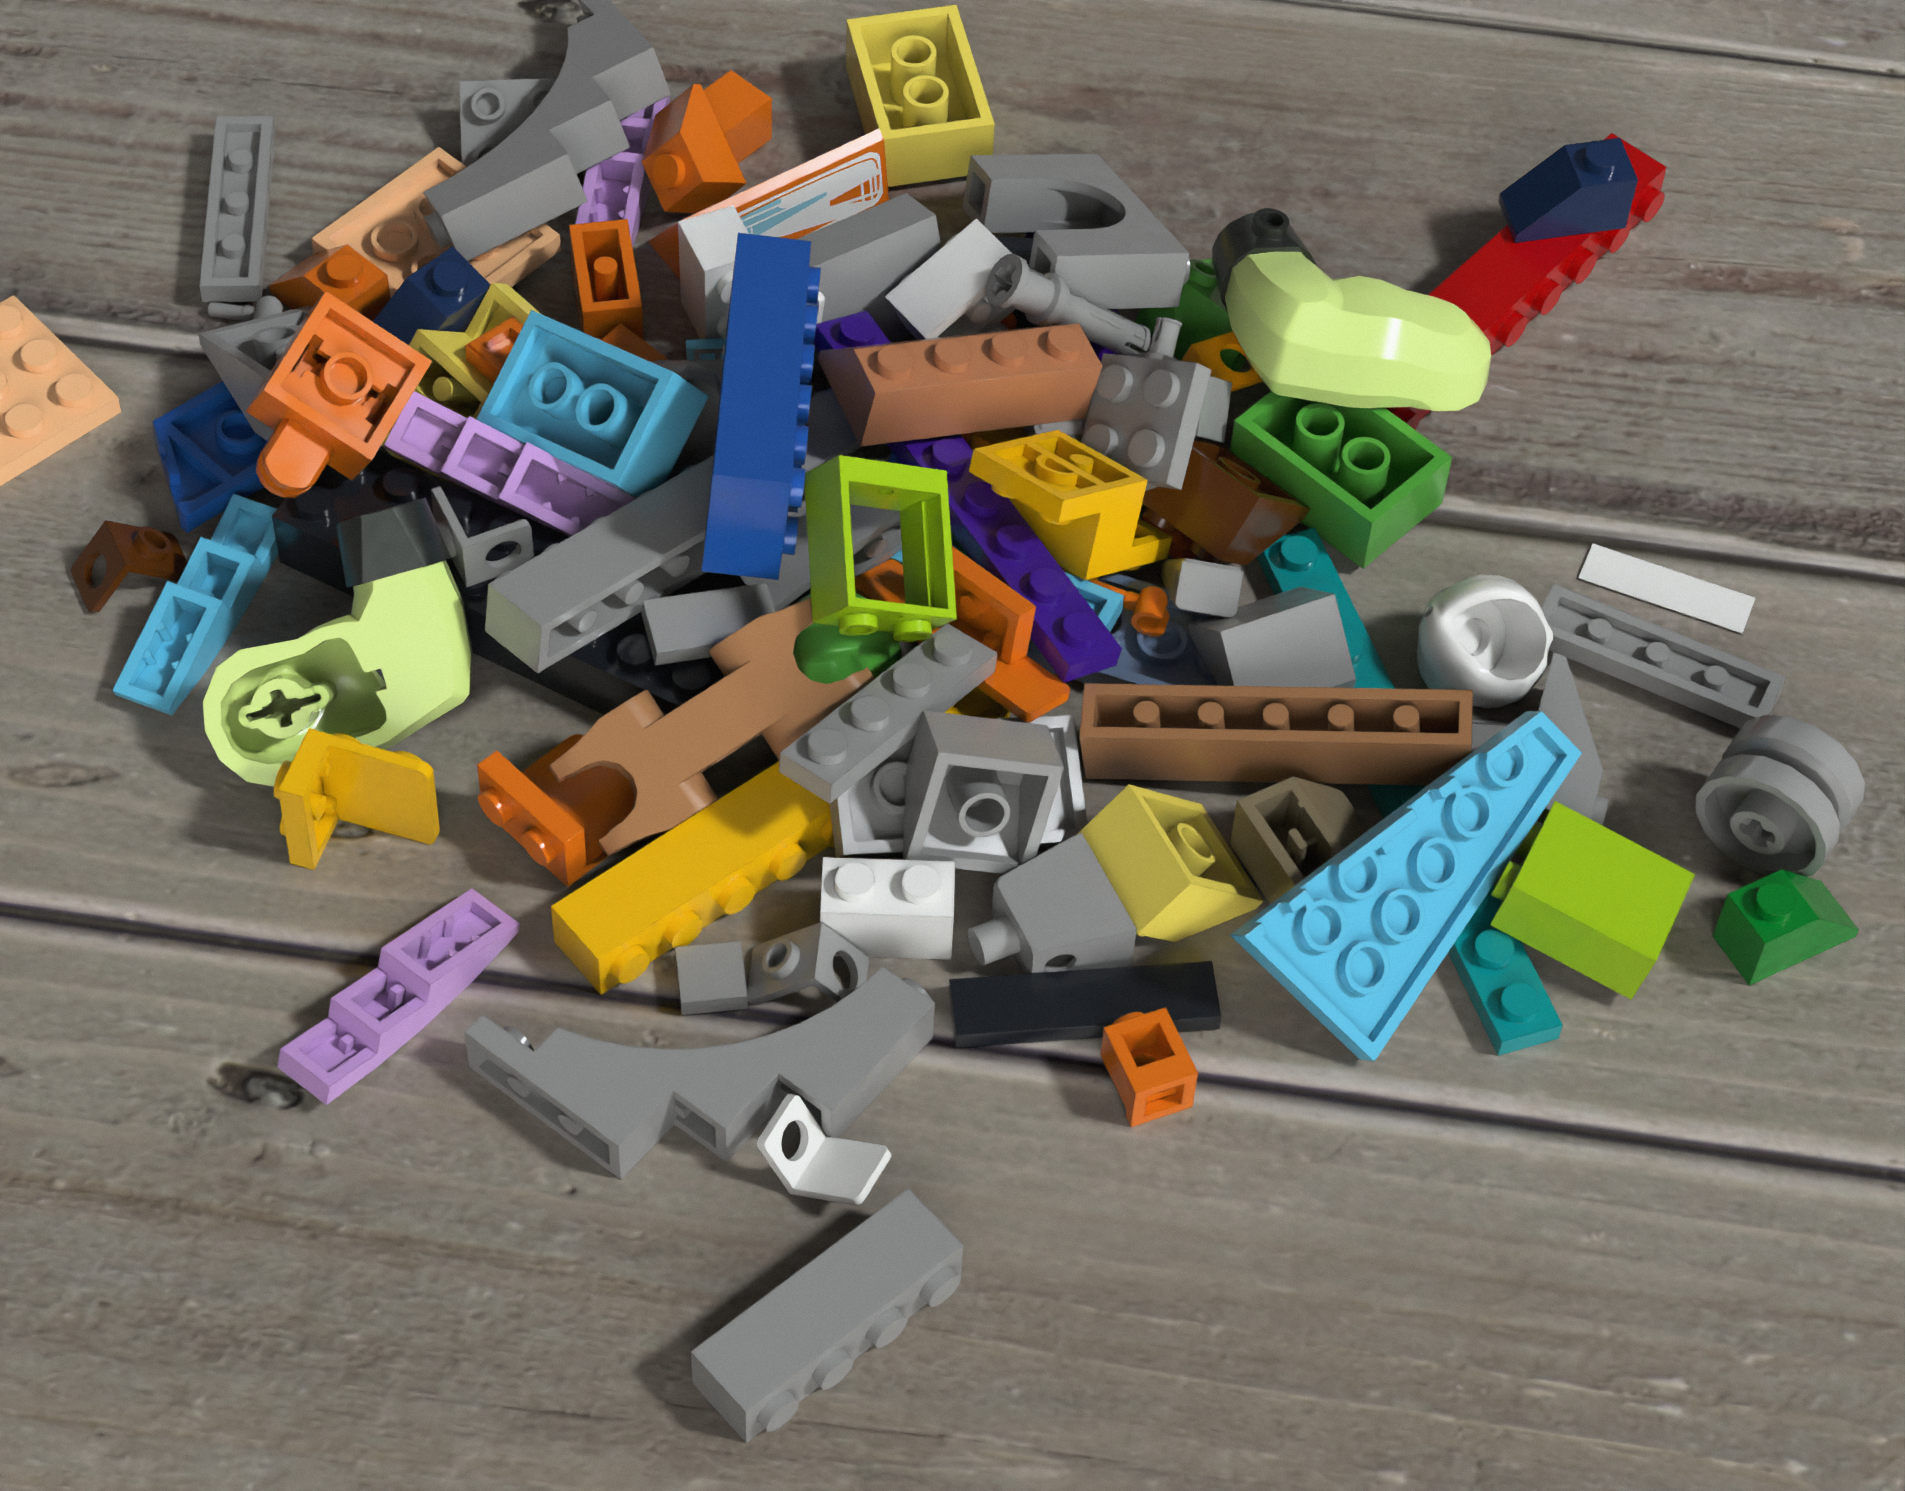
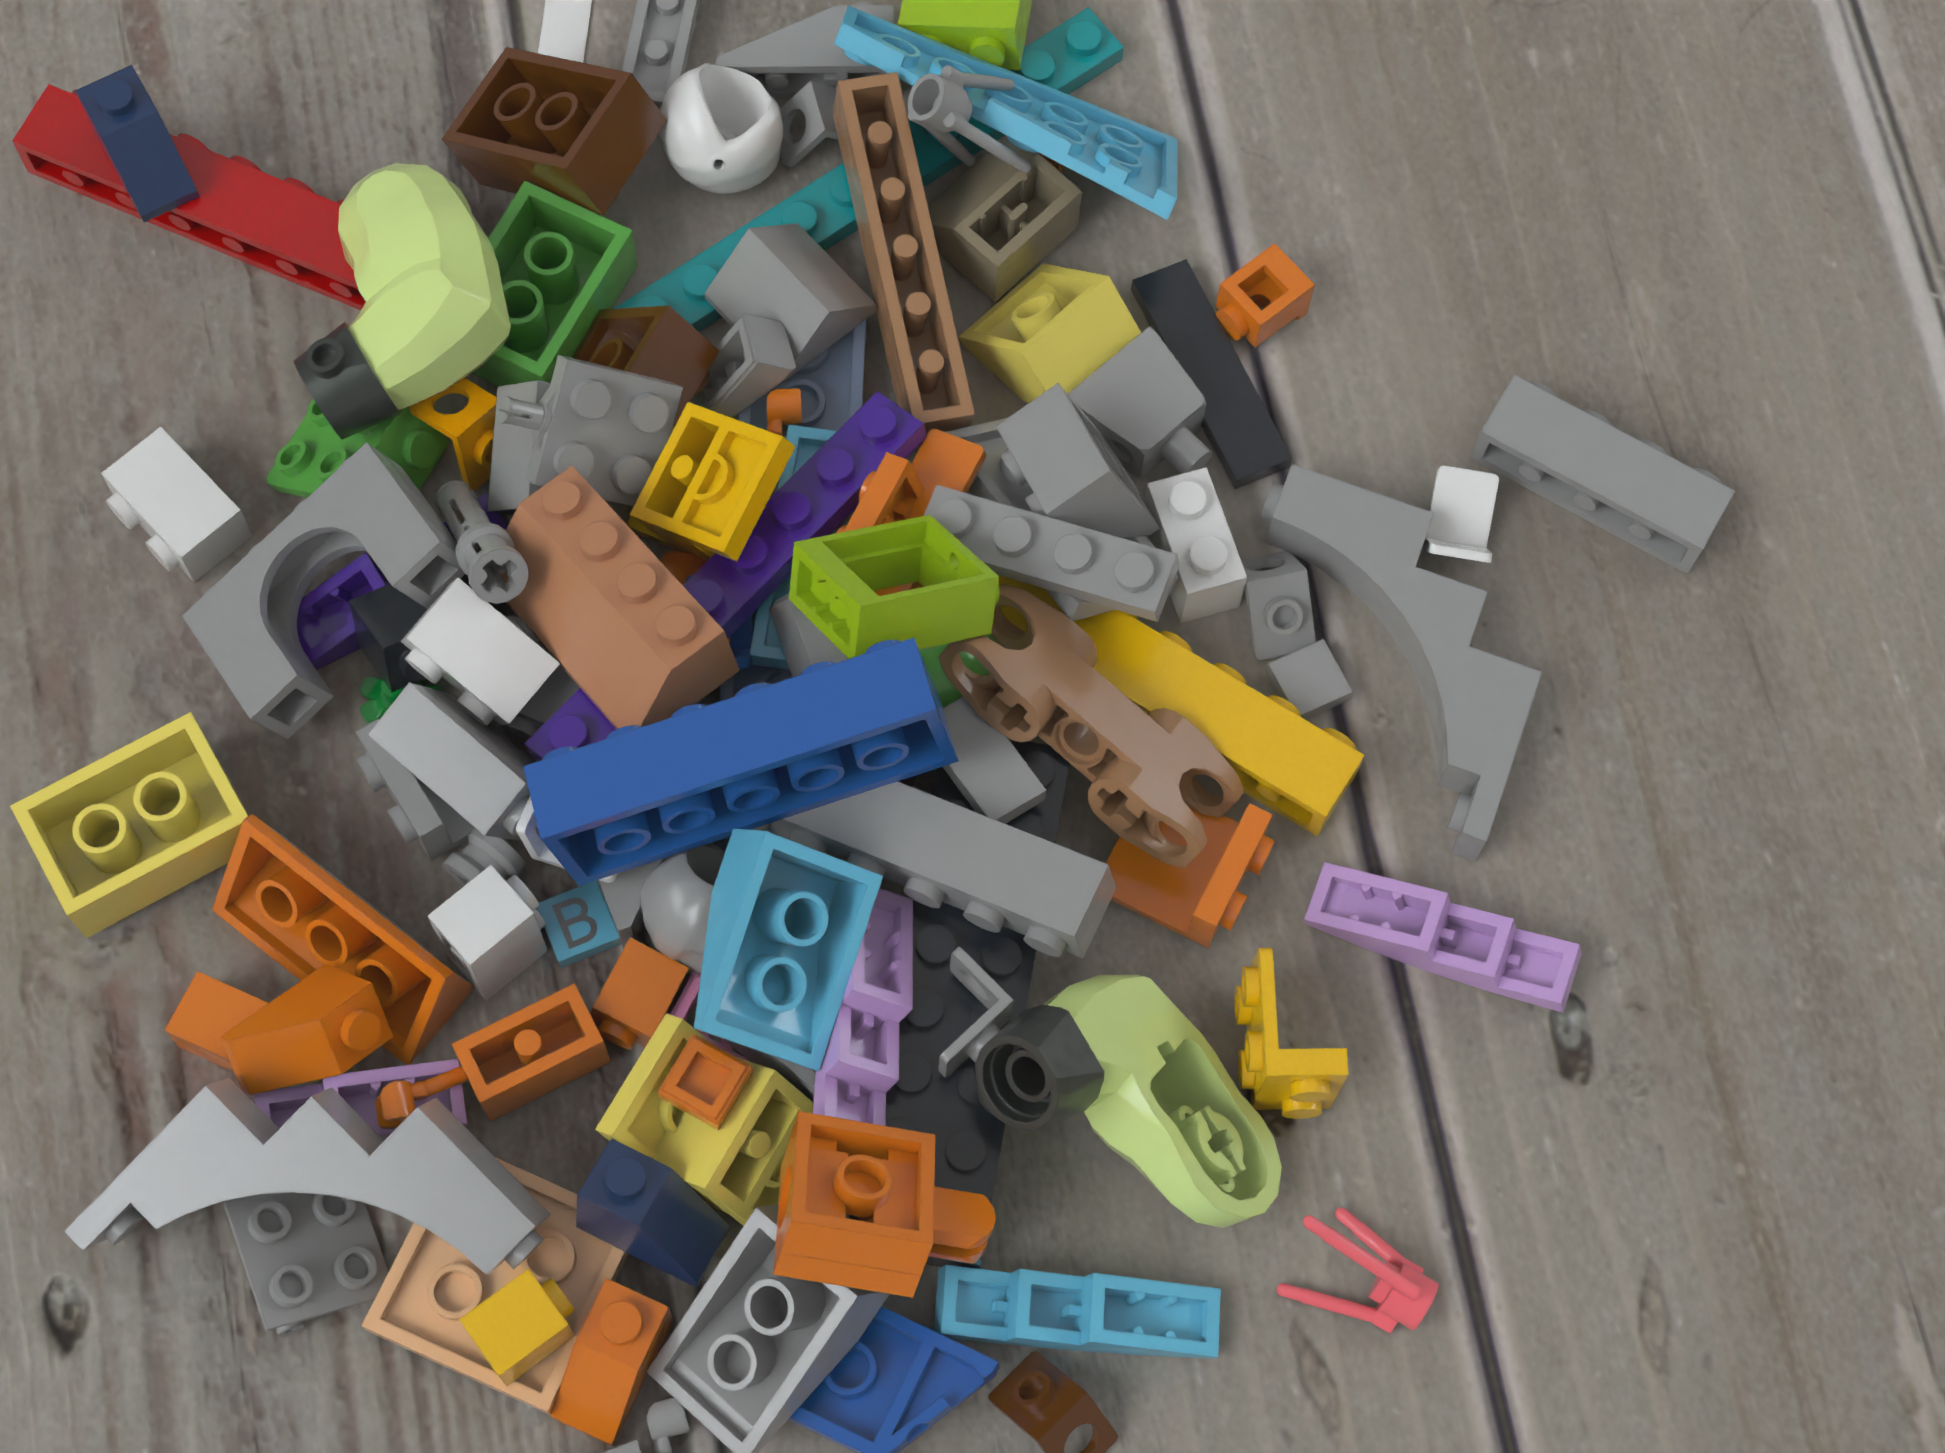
camera: 110 degrees left, 15 degrees up
(92, 838) = (1398, 1289): none -> coral plant
(379, 215) = (520, 1325): none -> yellow brick
(601, 190) = (398, 1097): none -> orange hand
(1214, 184) = (176, 505): none -> white brick
(1413, 762) = (944, 107): none -> light grey plant
(1504, 497) = (555, 126): none -> reddish brown brick

